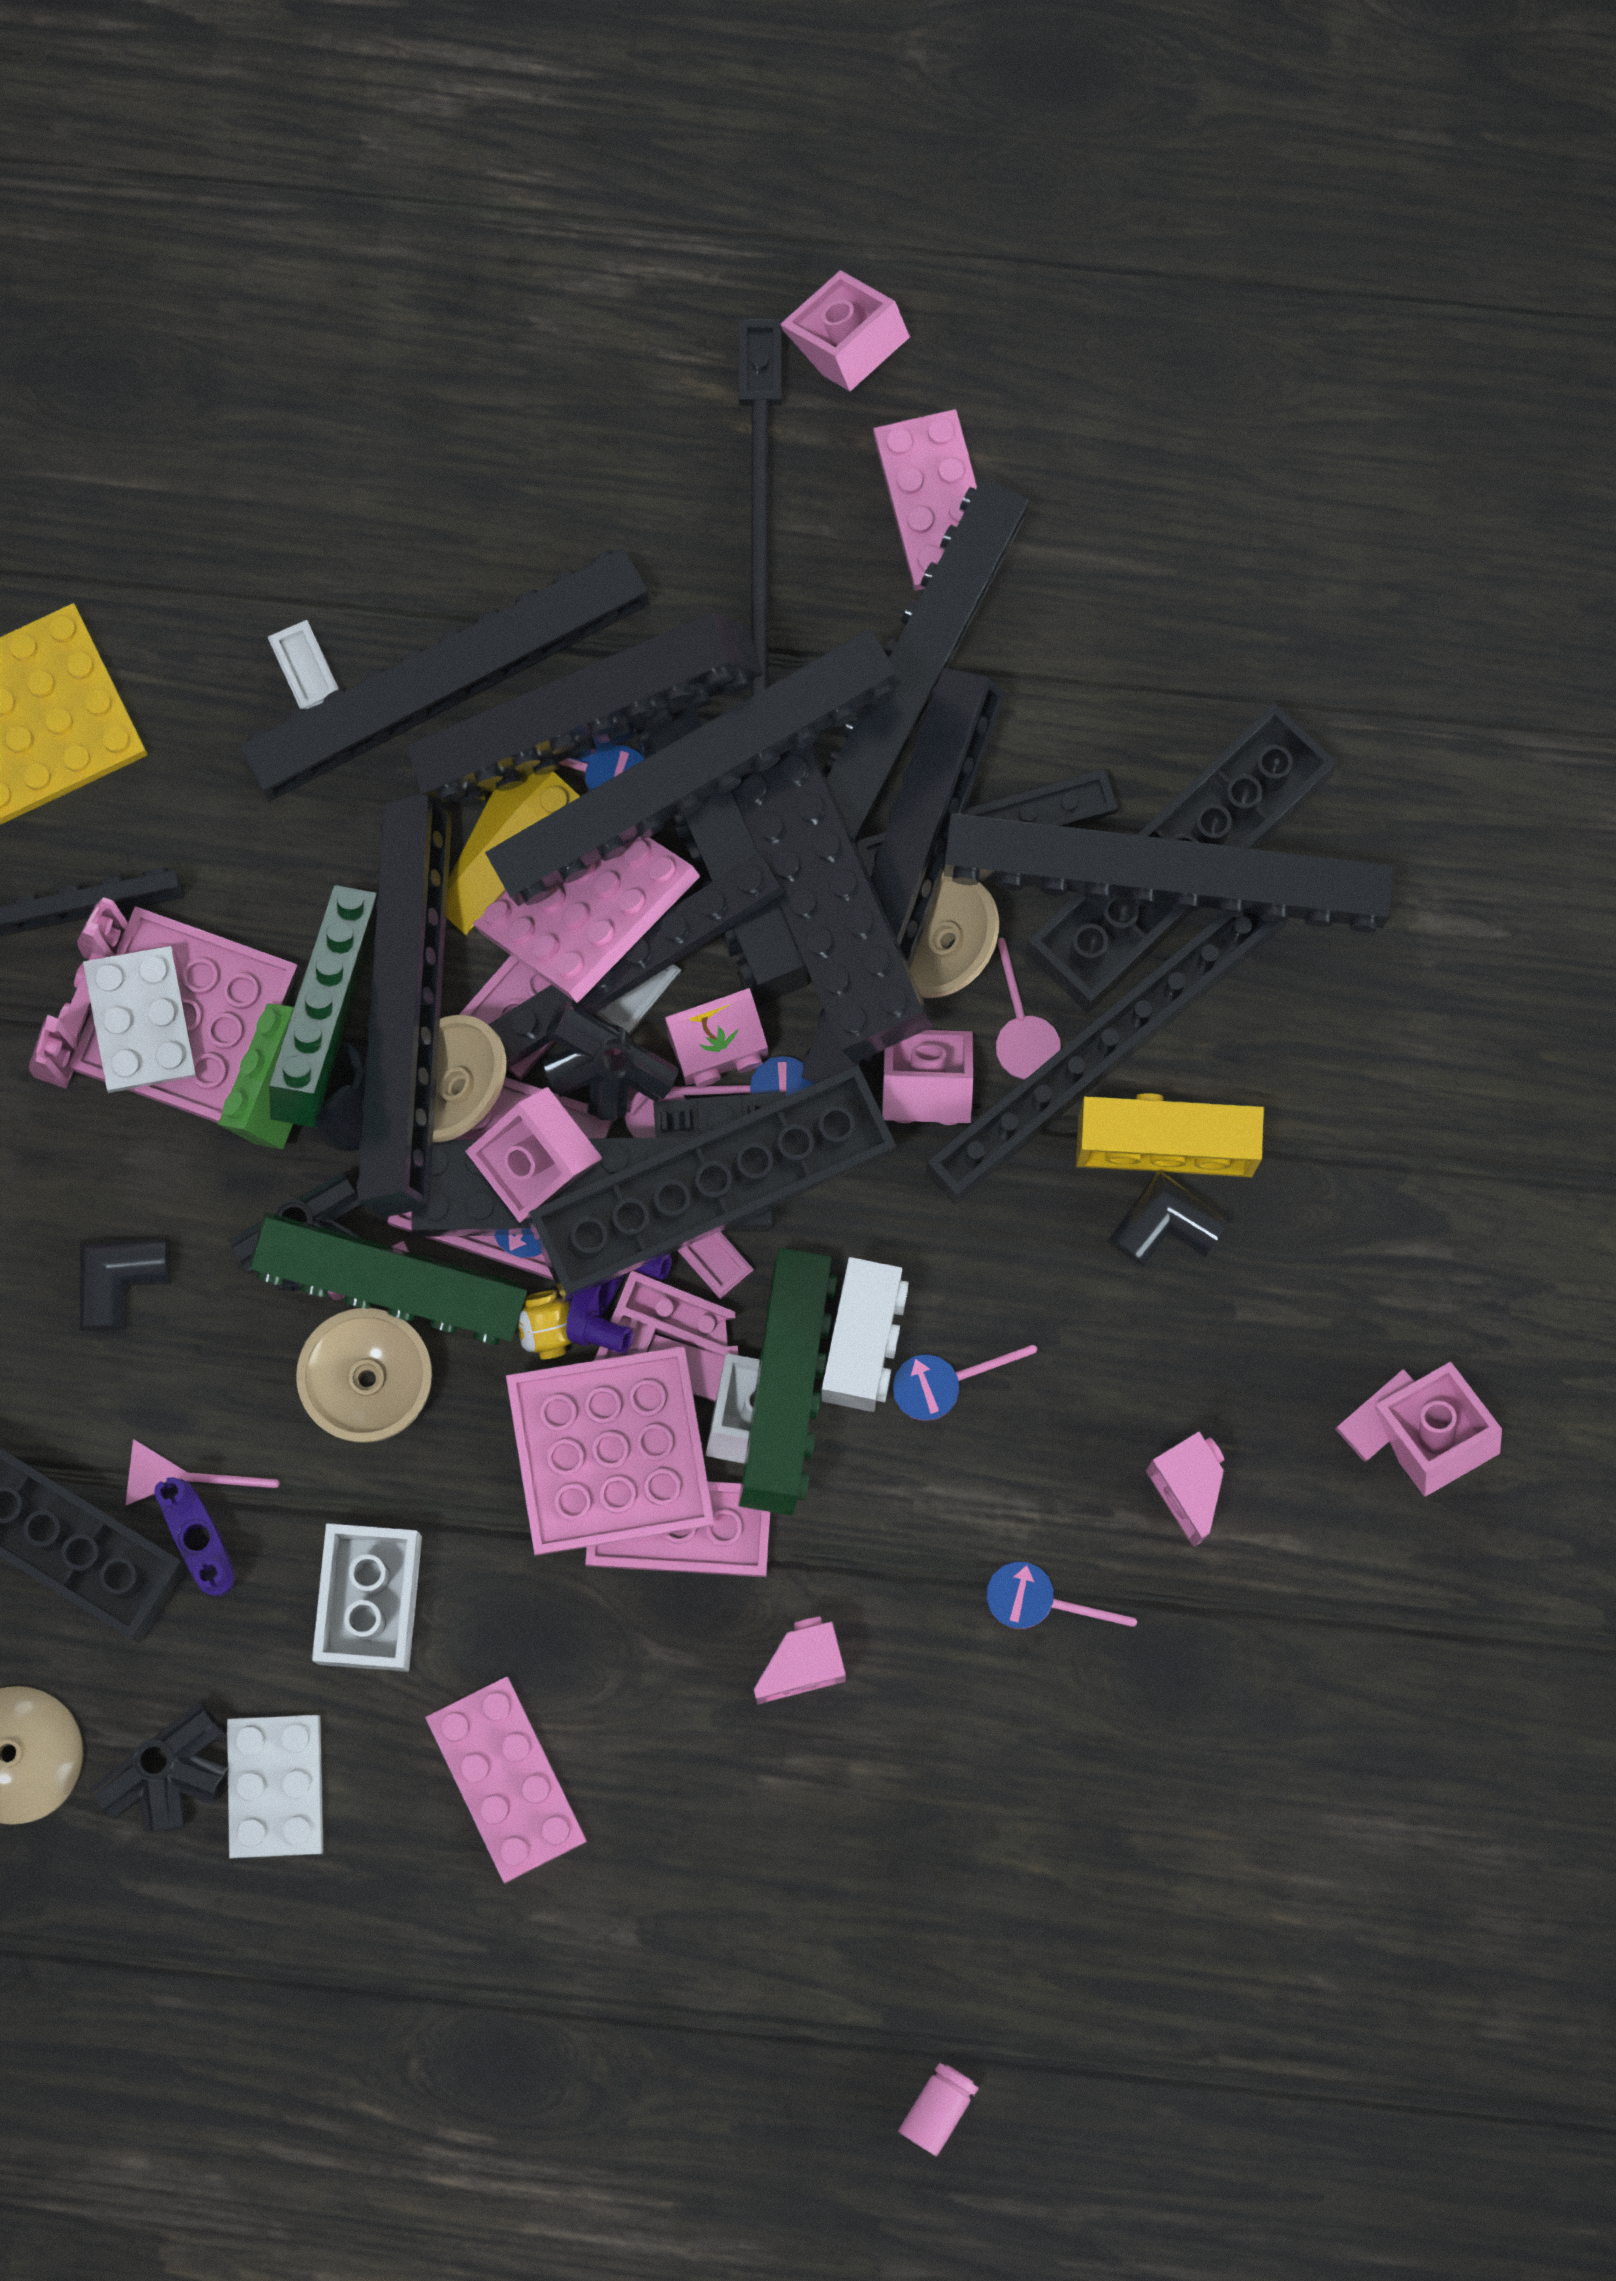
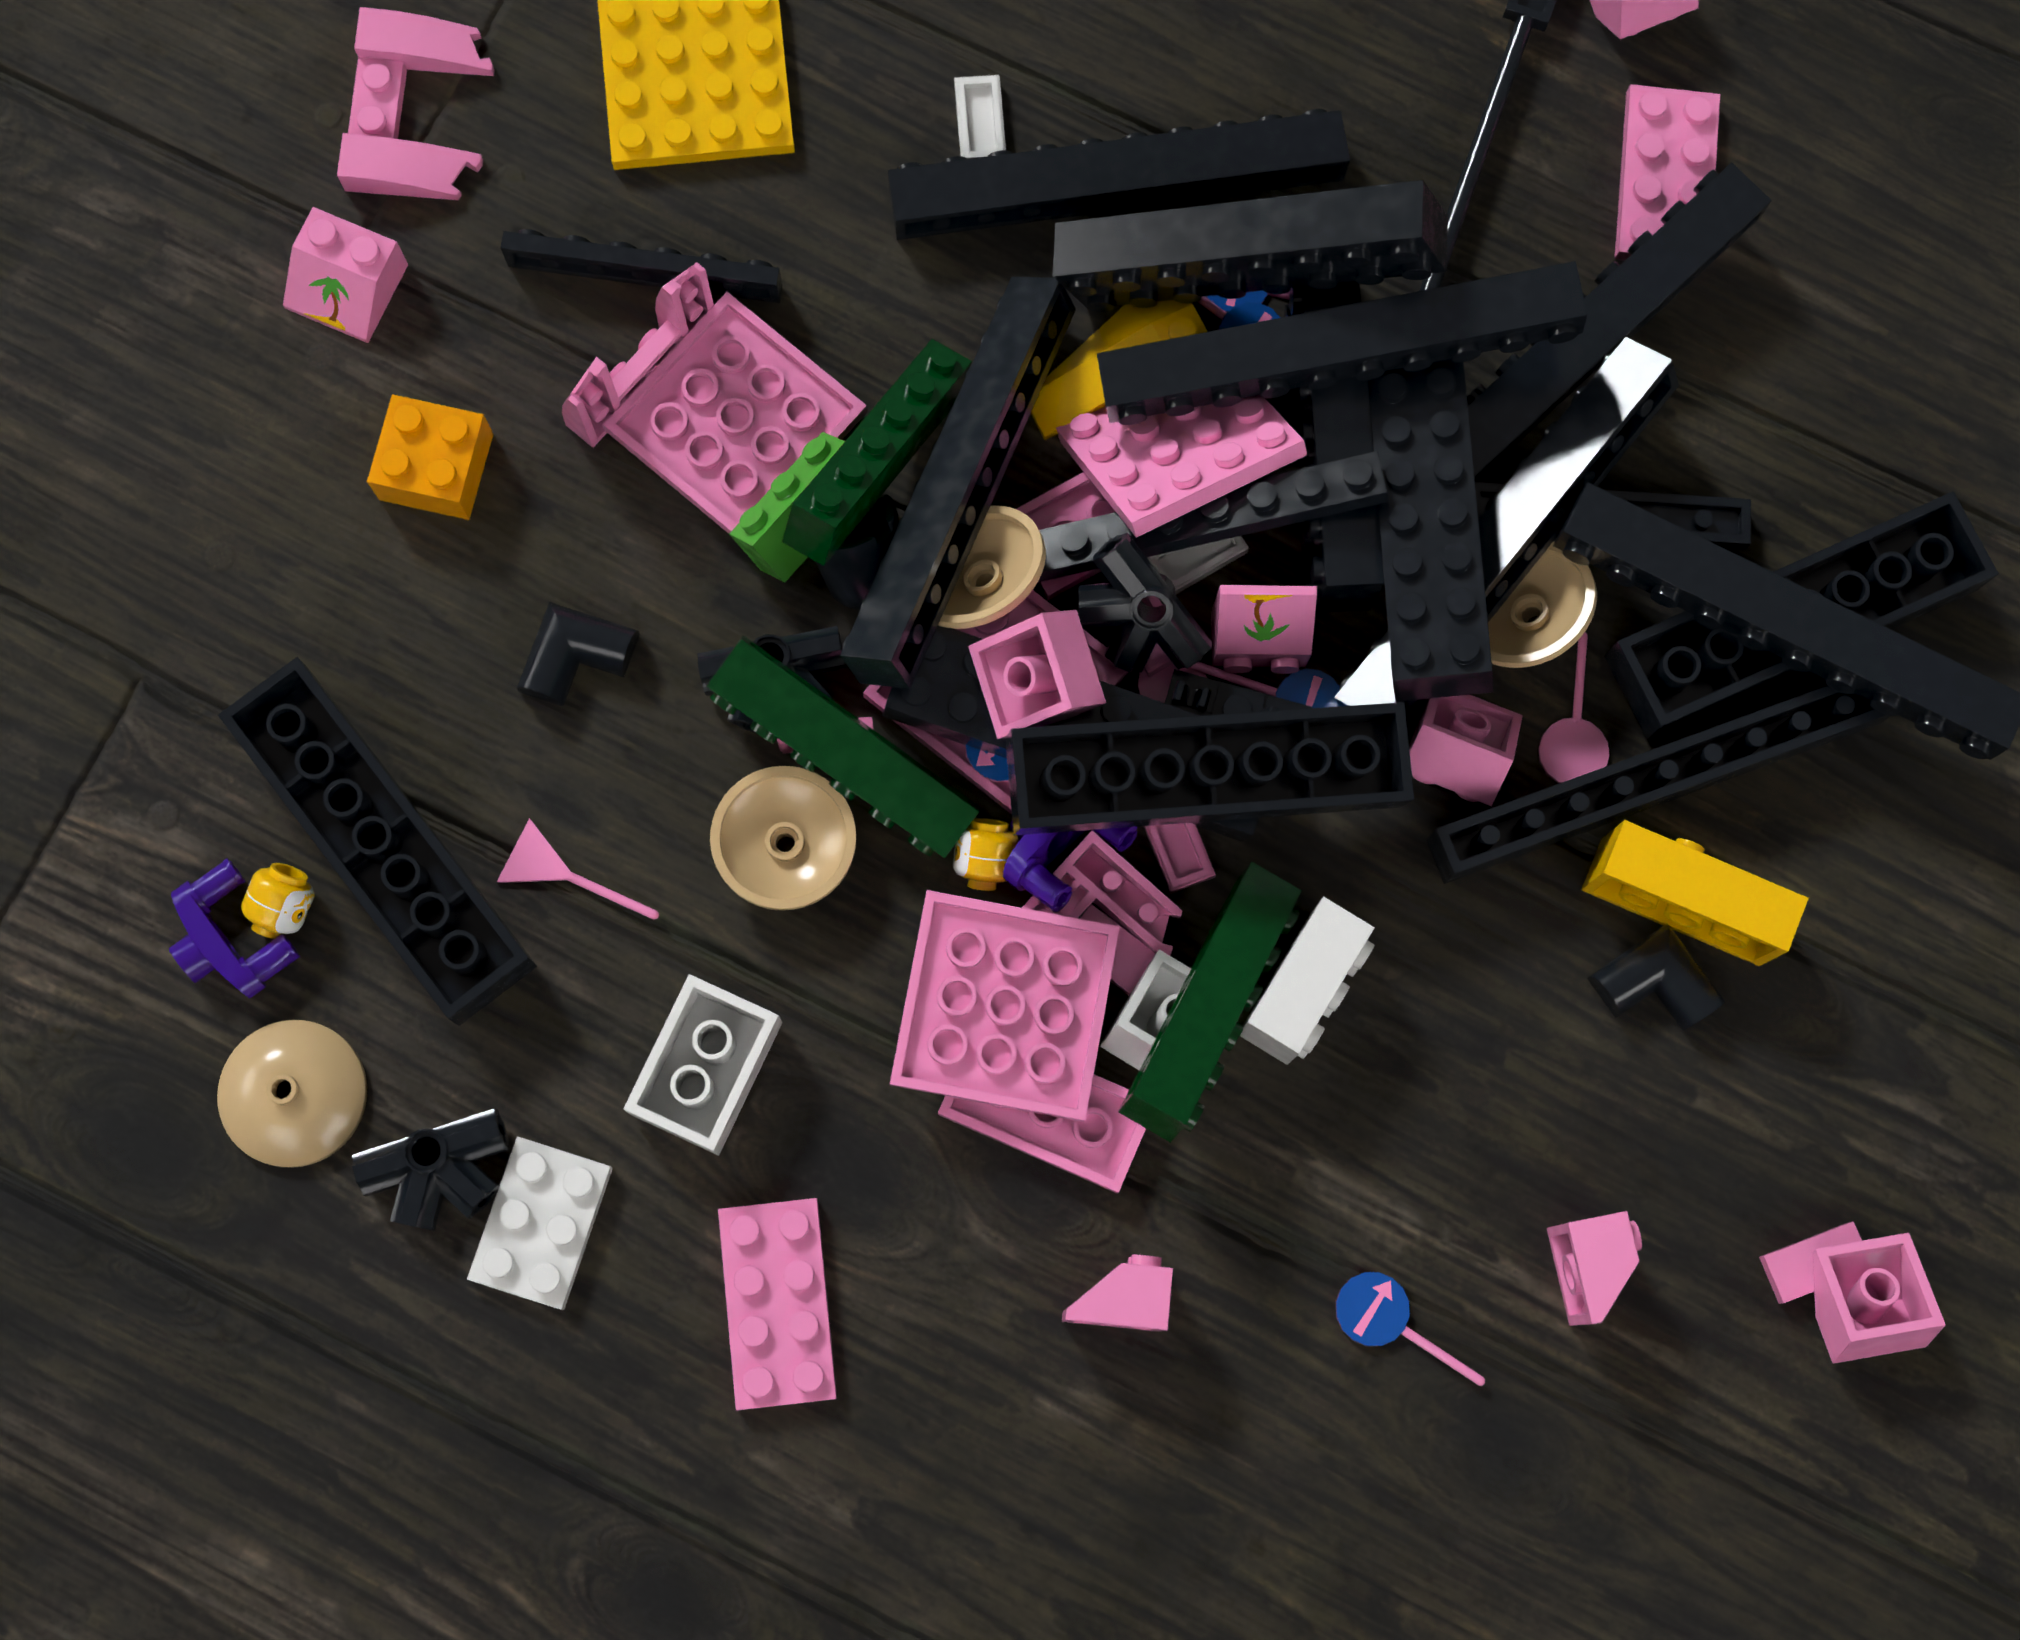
camera: 15 degrees right, 0 degrees up
(139, 1019) = (689, 401): white plate -> none
(184, 1514) = (552, 912): dark purple connector -> none
(930, 1387) = (1353, 1059): blue piece -> none

